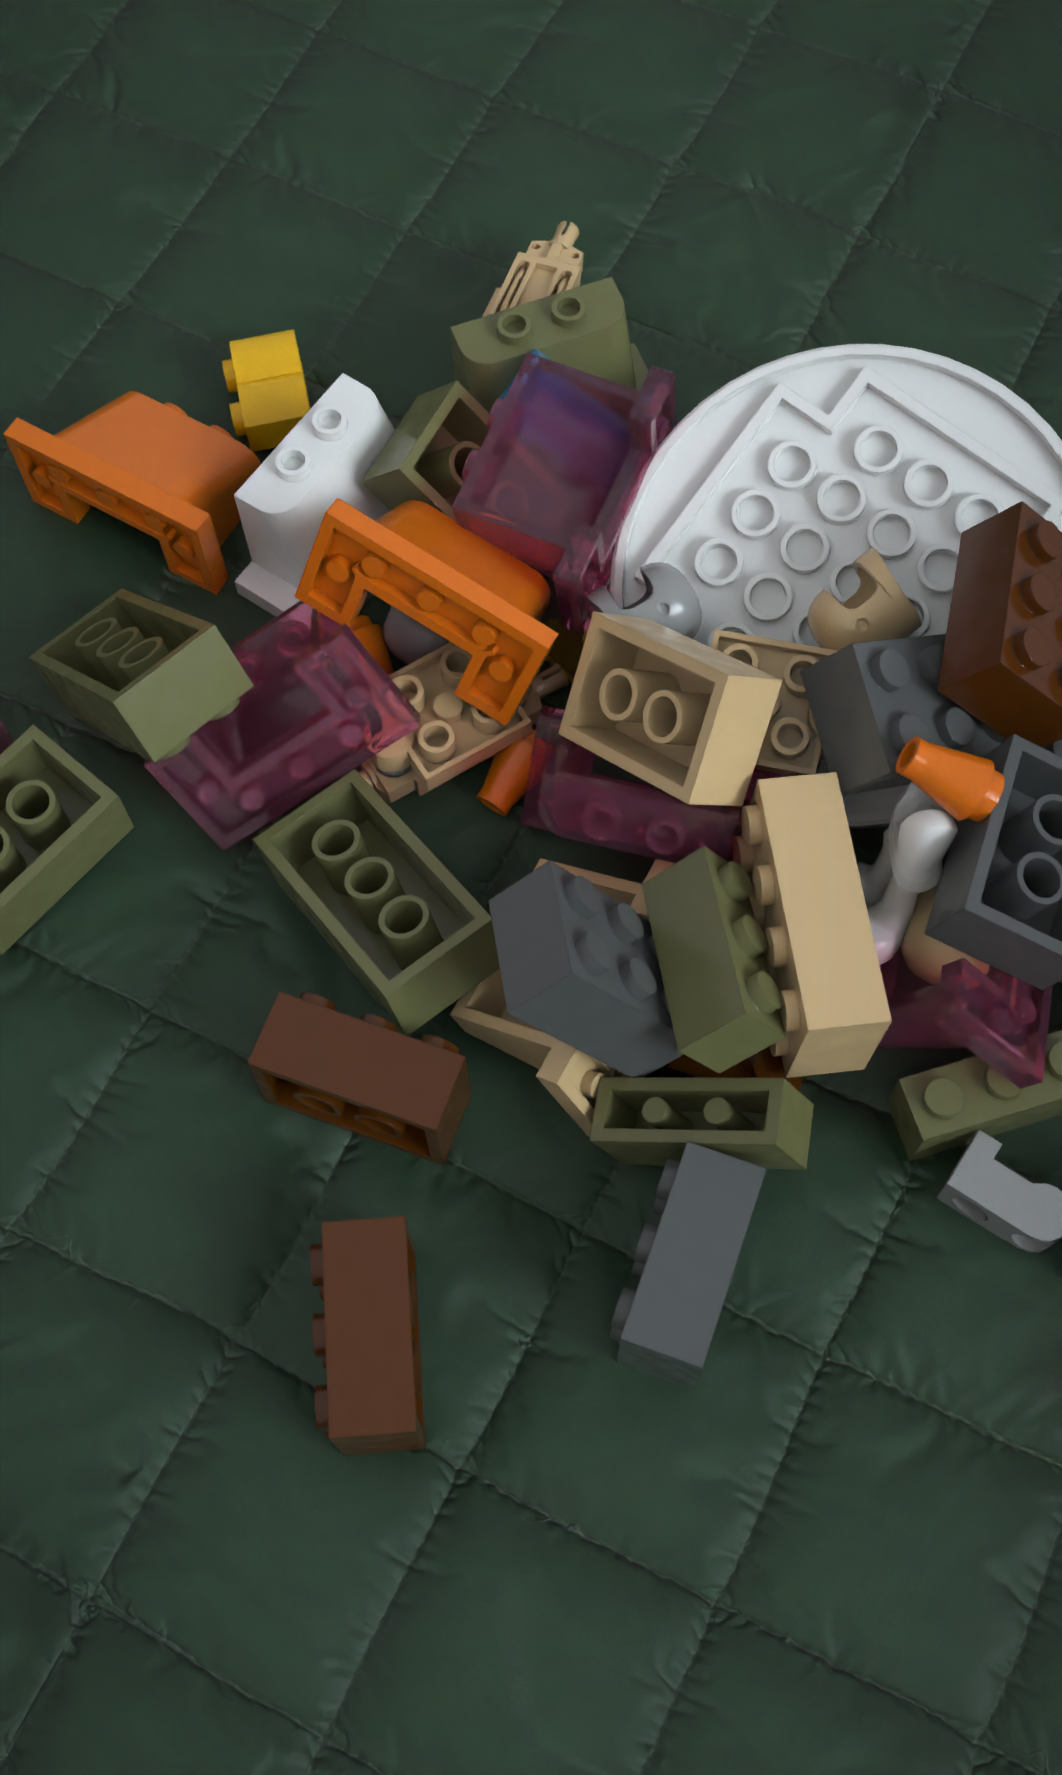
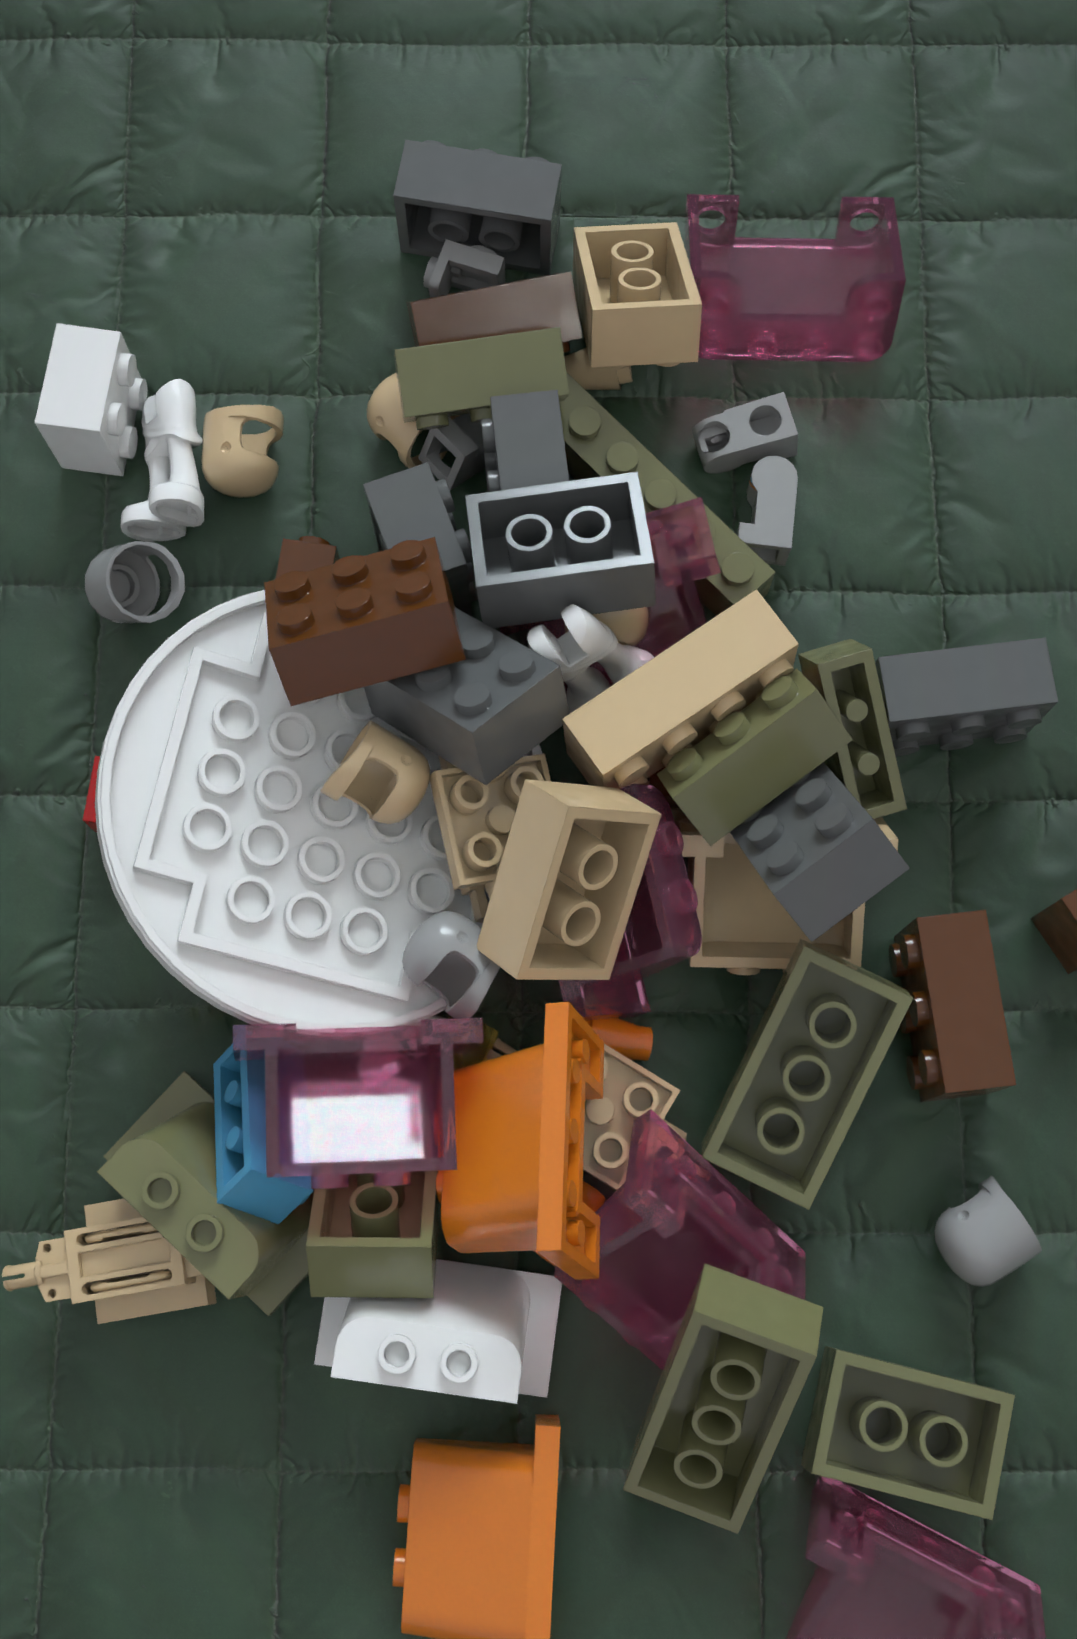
camera: 120 degrees left, 10 degrees up
(135, 989) = (985, 1236): none -> light grey helmet
(269, 387) = (322, 1487): yellow brick -> none
(954, 779) = (543, 612): orange cone -> none

